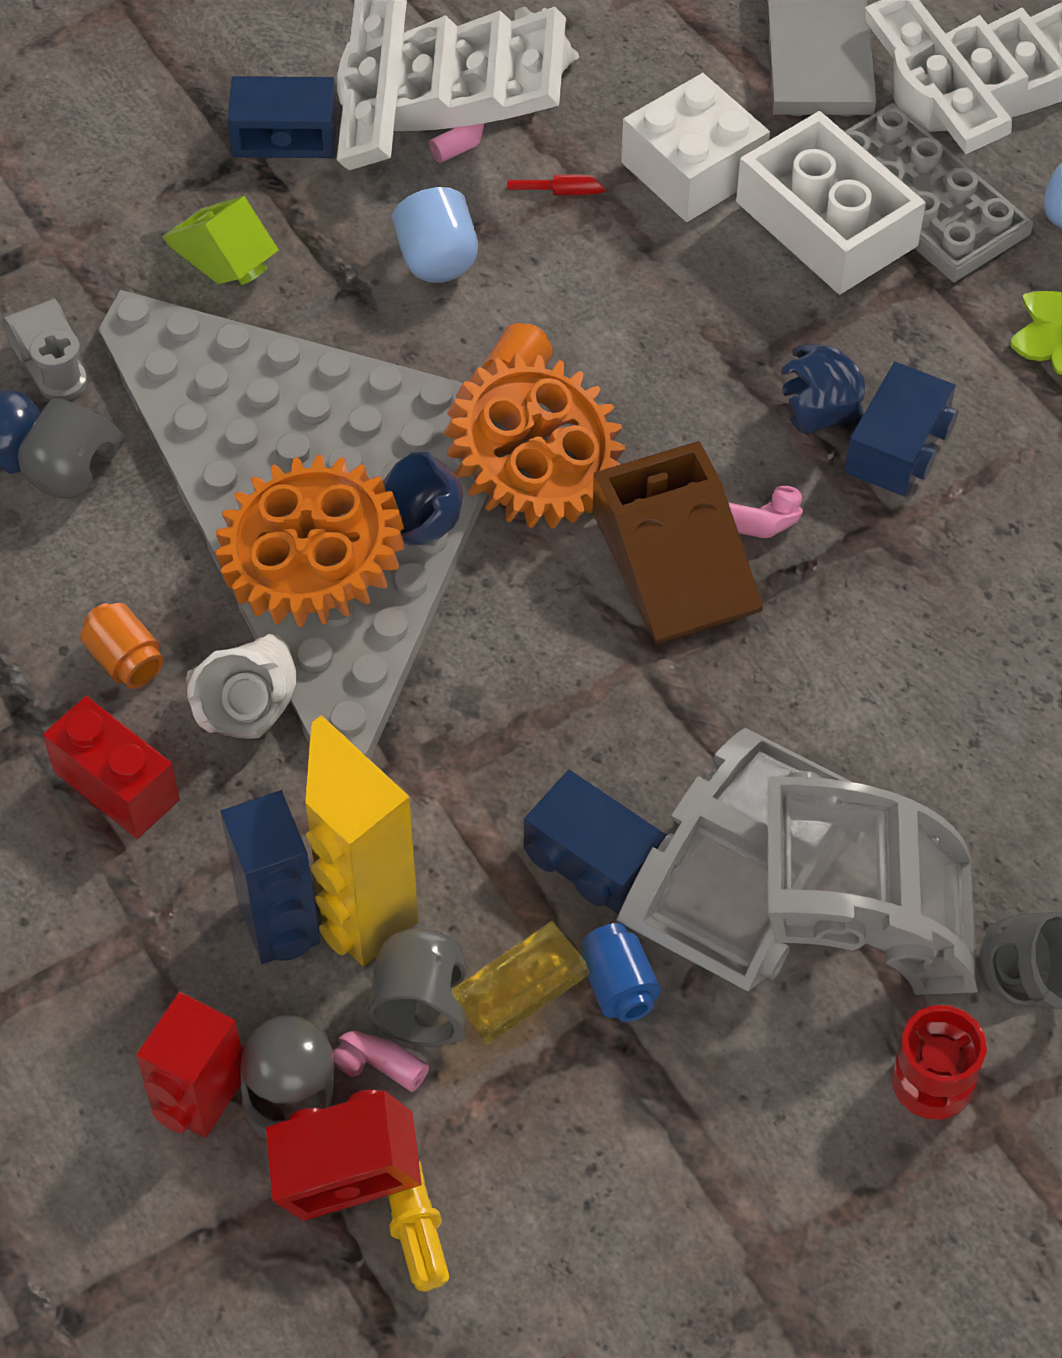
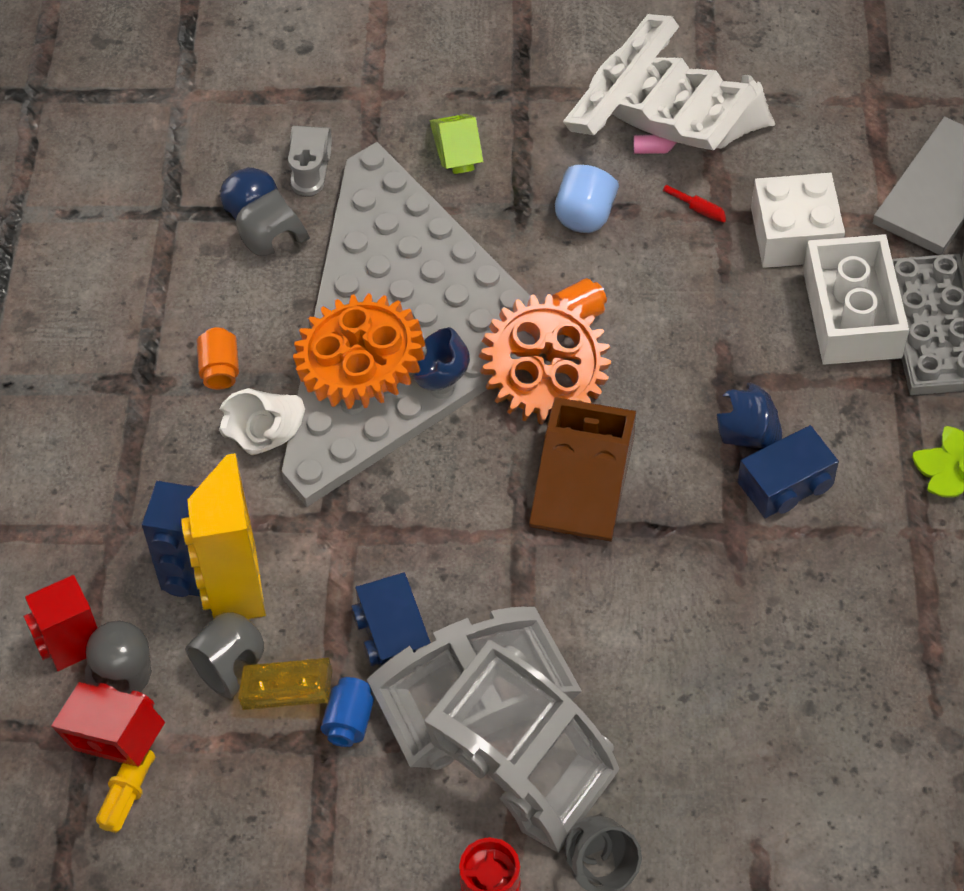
camera: 35 degrees right, 0 degrees up
(111, 767) = (156, 427): red brick -> none
(282, 117) = (550, 76): dark blue brick -> none
(381, 1053) = (182, 680): bright pink arm -> none
(772, 517) = (656, 486): bright pink arm -> none

